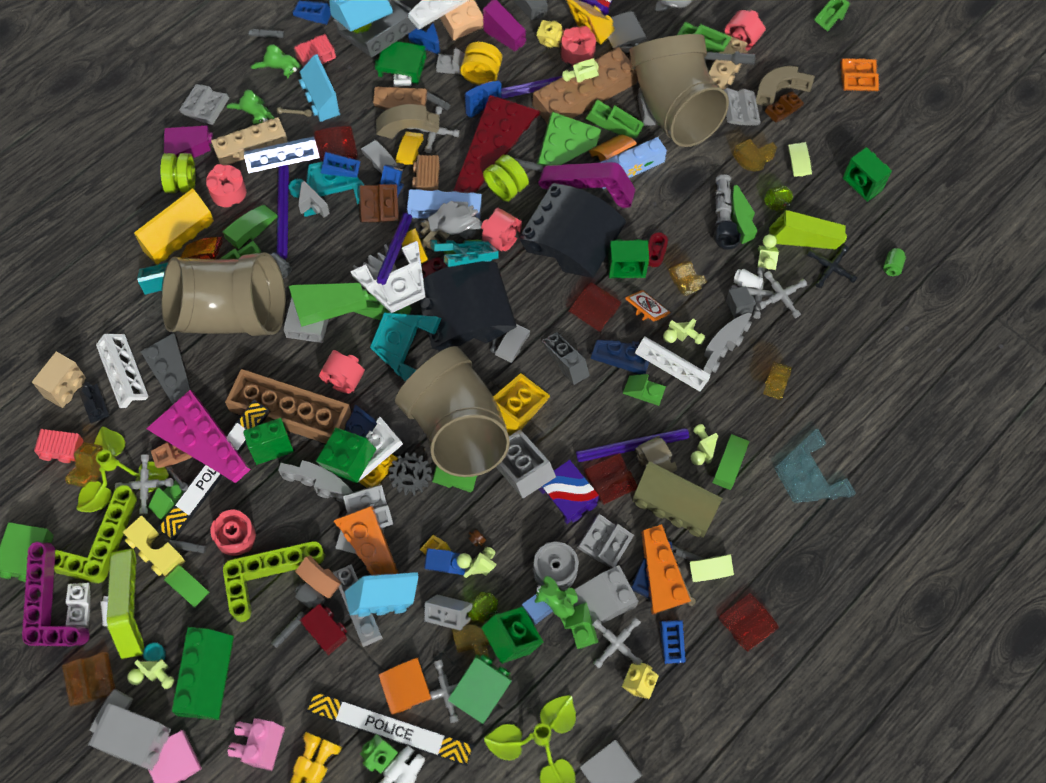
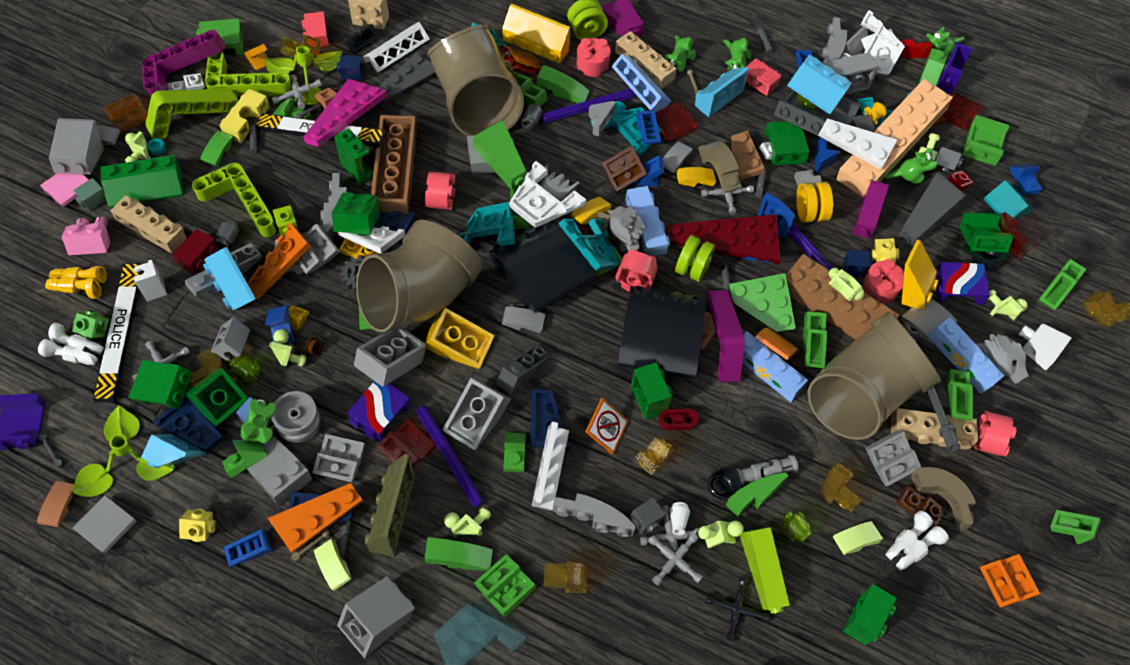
camera: 70 degrees right, 5 degrees down
(67, 517) = (257, 56): none -> light orange slope
(135, 420) = (350, 67): none -> dark blue brick
(198, 734) = (90, 195): none -> sand green brick
(204, 104) = (669, 20): light grey slope -> none
(223, 536) = (268, 162): coral brick -> none
(264, 675) = (149, 224): none -> tan brick
(318, 531) = (283, 217): none -> lime brick
(321, 580) = (238, 233): nougat slope -> none
(346, 677) = (150, 282): none -> white hinge
(394, 249) = (586, 191): dark purple axle -> none
(404, 686) = (158, 330): orange slope -> none
(426, 173) = (674, 198): medium nougat brick -> none
(530, 671) = (190, 426): none -> dark blue wing
(551, 59) = (857, 262): none -> dark blue brick
(557, 690) = (169, 450): none -> medium azure slope
(595, 306) = (590, 380): clear red slope -> none
(599, 409) = (476, 413): none -> light grey slope
(617, 642) = (233, 494): light grey piece -> none
(657, 453) = (434, 476): dark tan brick -> none
(668, 18) = (965, 355): none -> light blue brick
(681, 331) = (593, 469): yellowish green piece -> none
(748, 622) = (283, 618): clear red slope -> none
(767, 432) = (505, 585): none -> bright green slope
(770, 542) = (375, 616): none -> light grey slope
(817, 126) = (915, 548): none -> white piece

